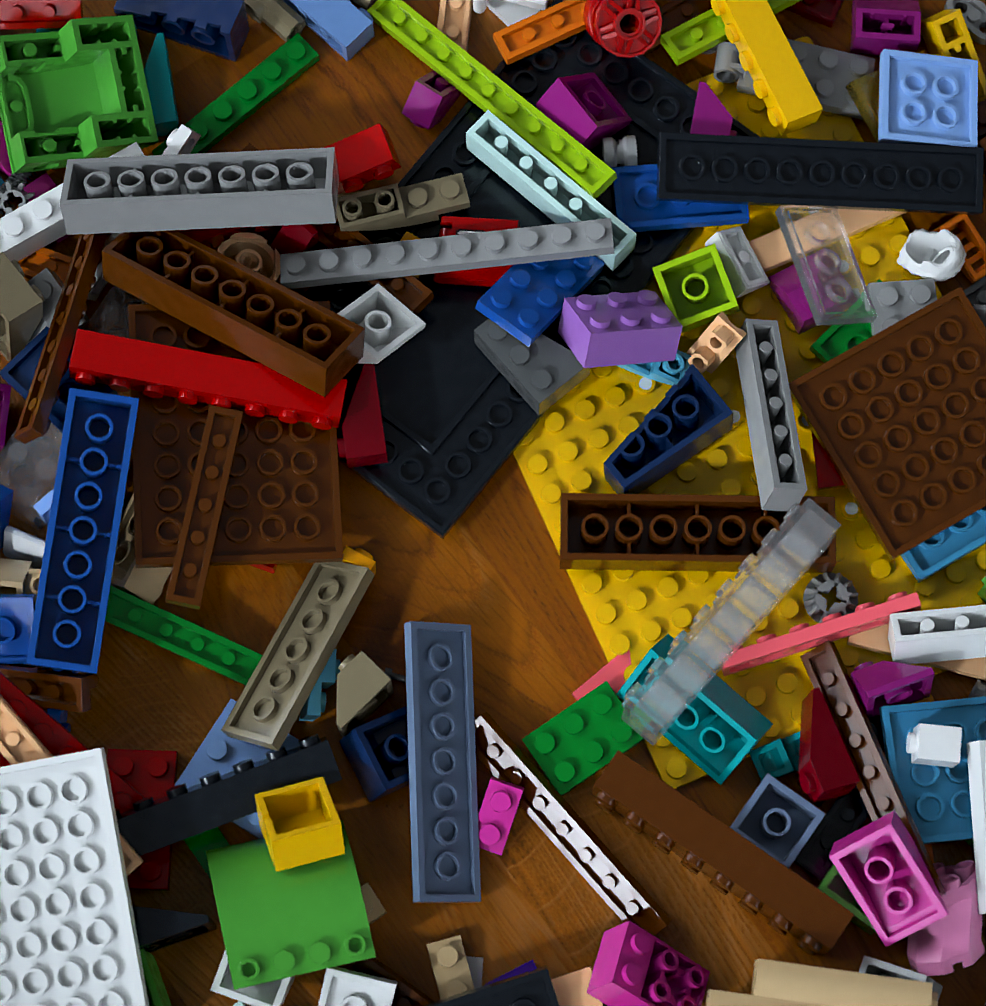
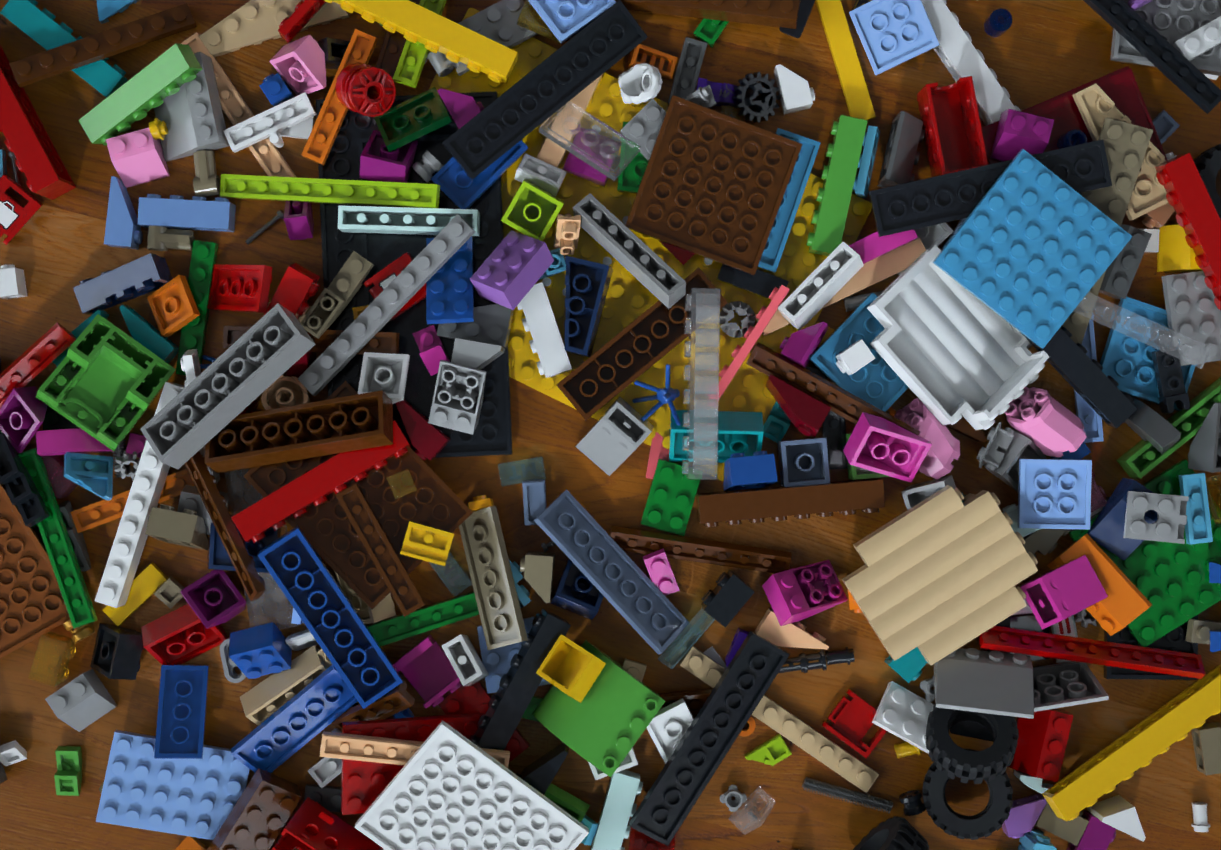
camera: 45 degrees left, 15 degrees up
(132, 702) = (429, 671): none -> dark pink panel
(184, 720) = (465, 660): none -> white brick
(214, 79) = (173, 306): none -> orange plate
(256, 611) = (452, 575): none -> clear light blue tile
(262, 544) = (427, 543): none -> yellow plate
(292, 458) = (401, 484): none -> clear yellow tile
(304, 113) = (240, 288): none -> red plate
(385, 82) = (266, 226): none -> dark grey piece
(425, 605) = (533, 499): none -> sand blue tile
(436, 568) = (520, 470): none -> clear light blue tile
(439, 413) = (457, 397): none -> light grey slope
(453, 349) = (431, 348): none -> dark pink slope
(462, 918) = (686, 639): none -> clear light blue tile
(497, 386) = (475, 353): none -> light grey slope
(551, 905) = (726, 597): none -> black brick
(577, 611) = (615, 436): none -> light grey slope
(597, 429) = (545, 332): none -> white brick
(646, 91) = (412, 119): none -> dark green plate
(673, 611) = (664, 396): none -> blue plant
(703, 776) = (749, 472): none -> blue slope
(886, 575) = (759, 284): none -> black tile

